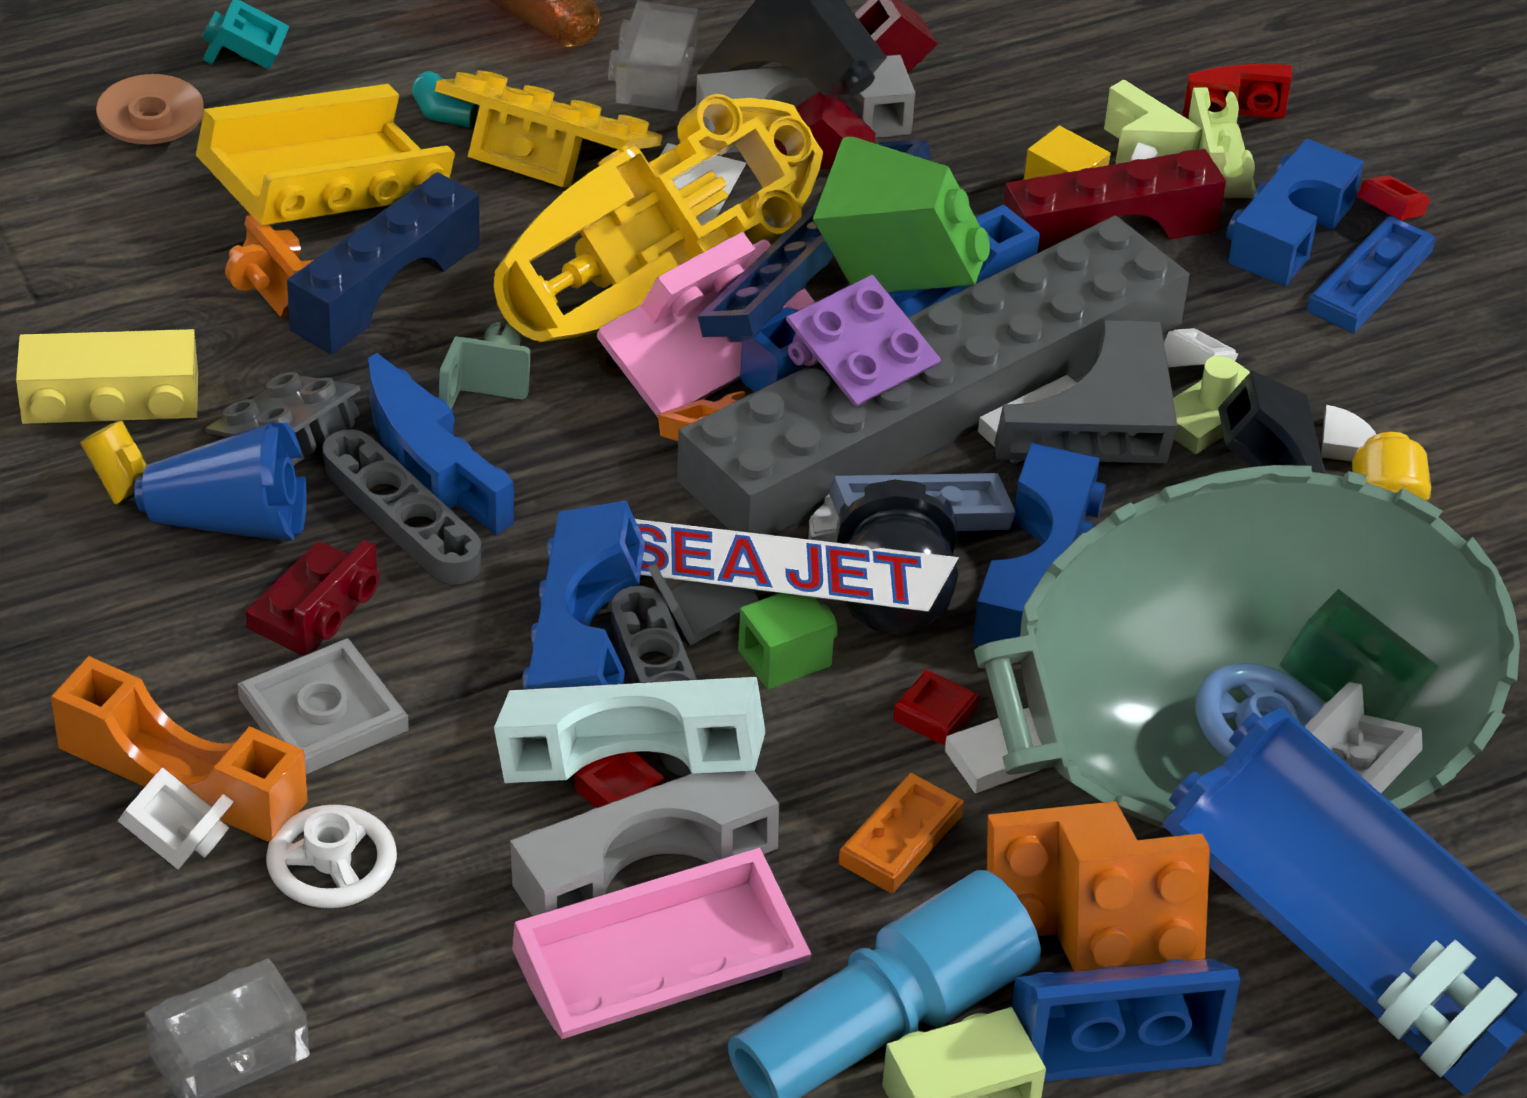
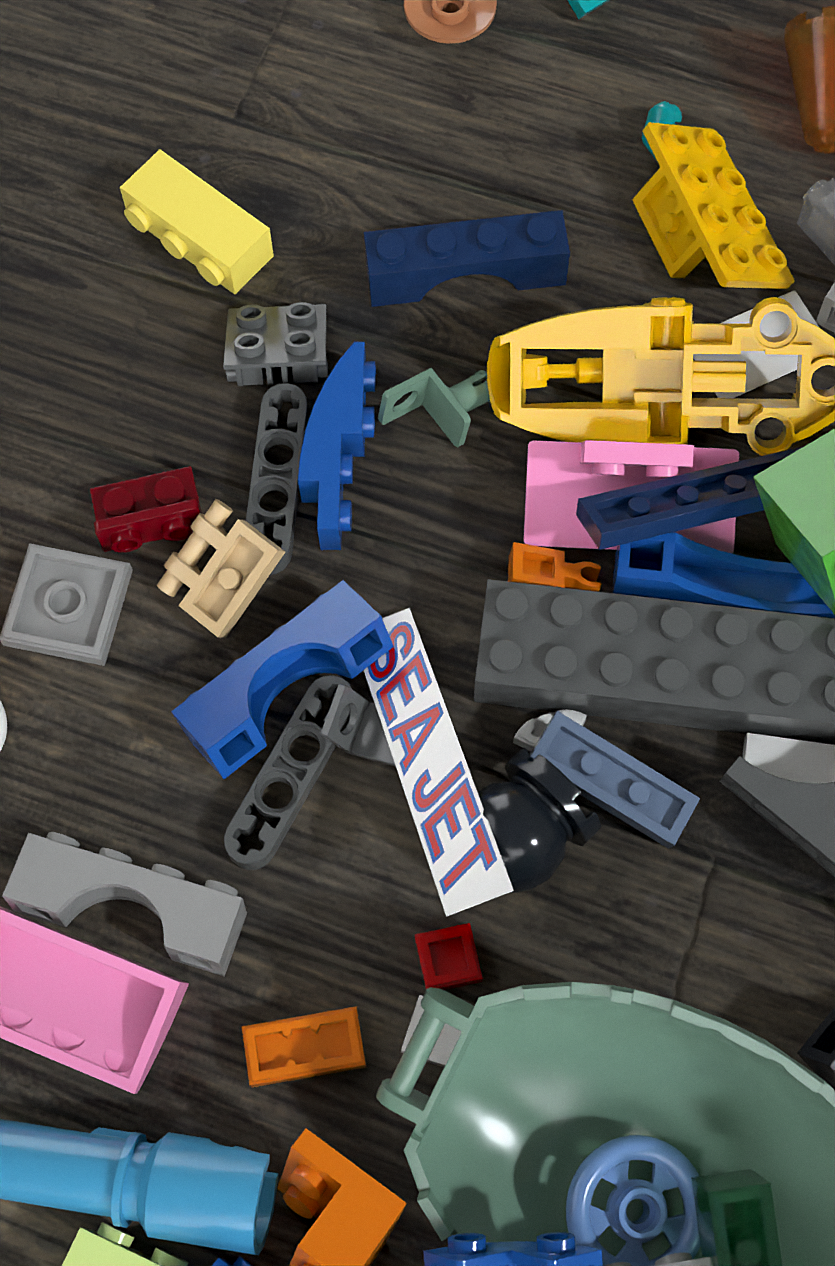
camera: 50 degrees right, 25 degrees up
(115, 459) = (131, 298): yellow piece -> none
(230, 486) = (172, 385): blue cone -> none
(265, 263) = (387, 199): orange hips -> none
(316, 153) = (509, 133): yellow panel -> none
(457, 580) = (230, 577): none -> tan plate
(560, 730) = (156, 764): light aqua arch -> none
(615, 778) = (176, 831): red tile -> none
(786, 637) = (387, 814): bright green brick -> none
(860, 341) = (682, 617): medium lavender hinge -> none
(1053, 506) = (596, 927): blue arch -> none

